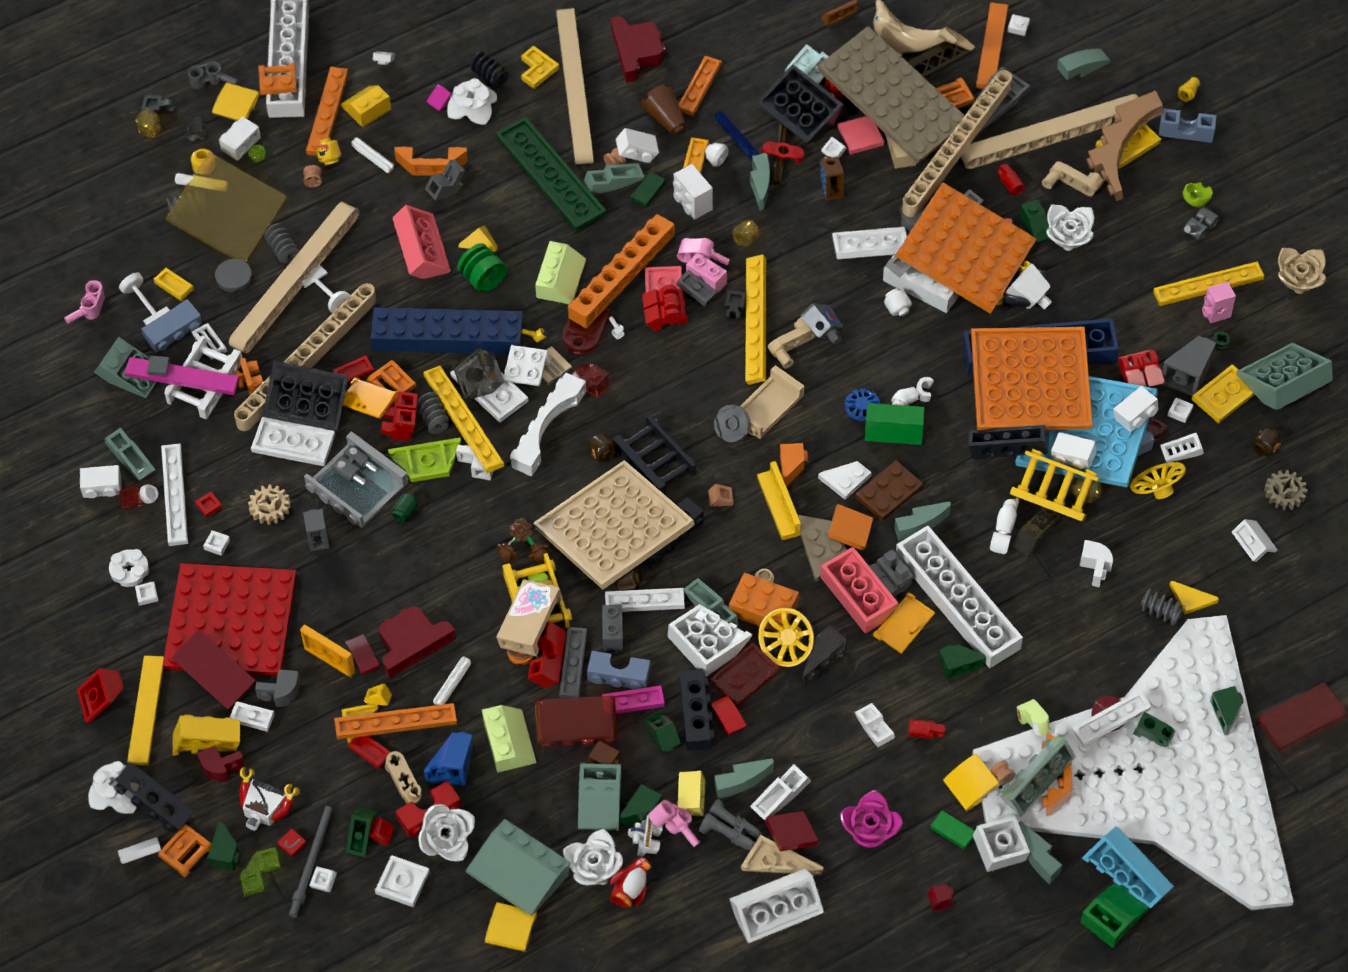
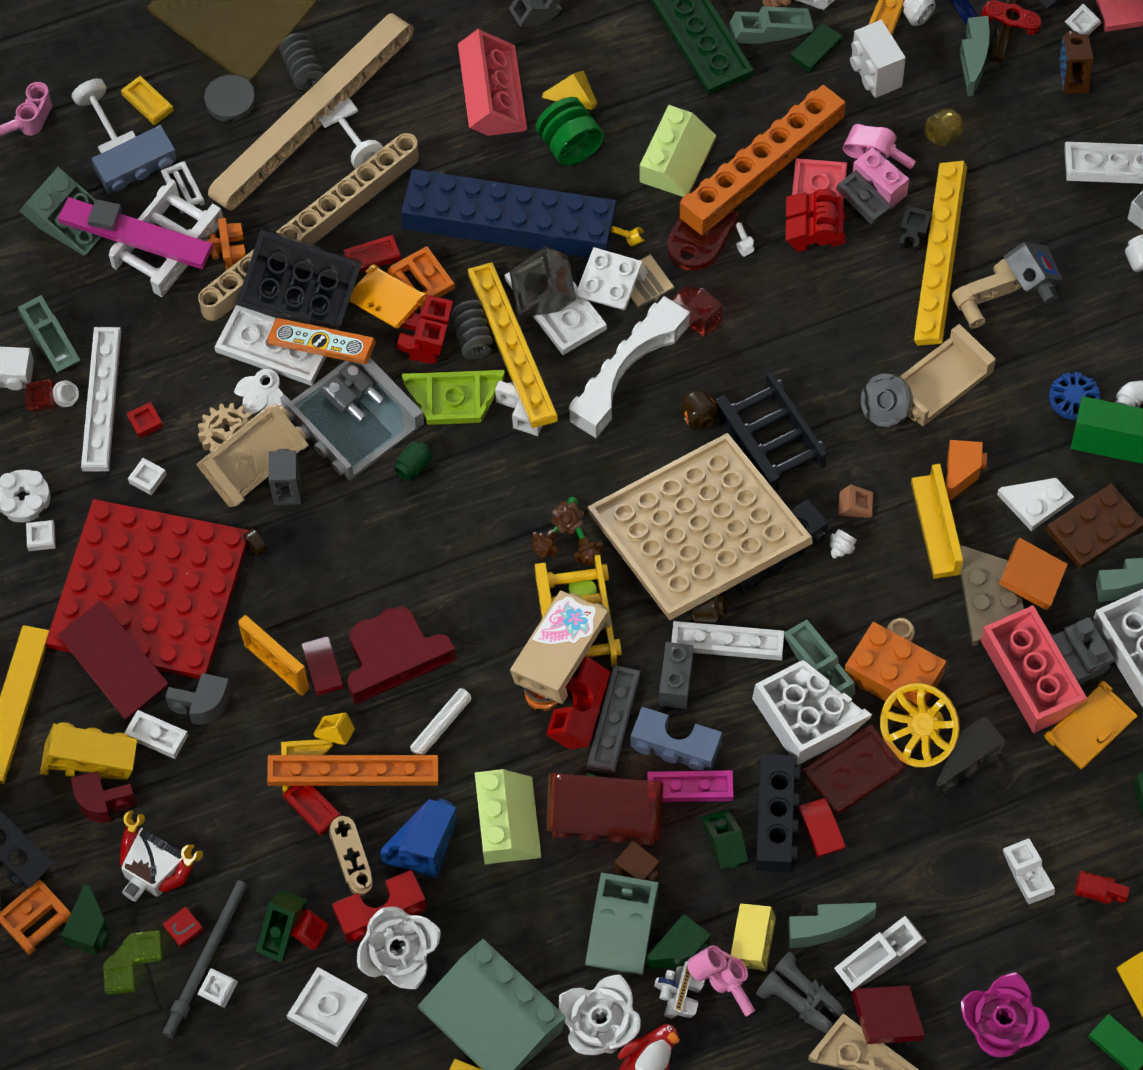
camera: 10 degrees right, 5 degrees up
(286, 518) = (244, 457): none -> tan panel
(287, 478) = (257, 395): none -> white plate
(301, 577) = (255, 542): none -> dark brown tile
(327, 433) = (321, 341): none -> tile
(715, 524) = (841, 544): none -> white plate

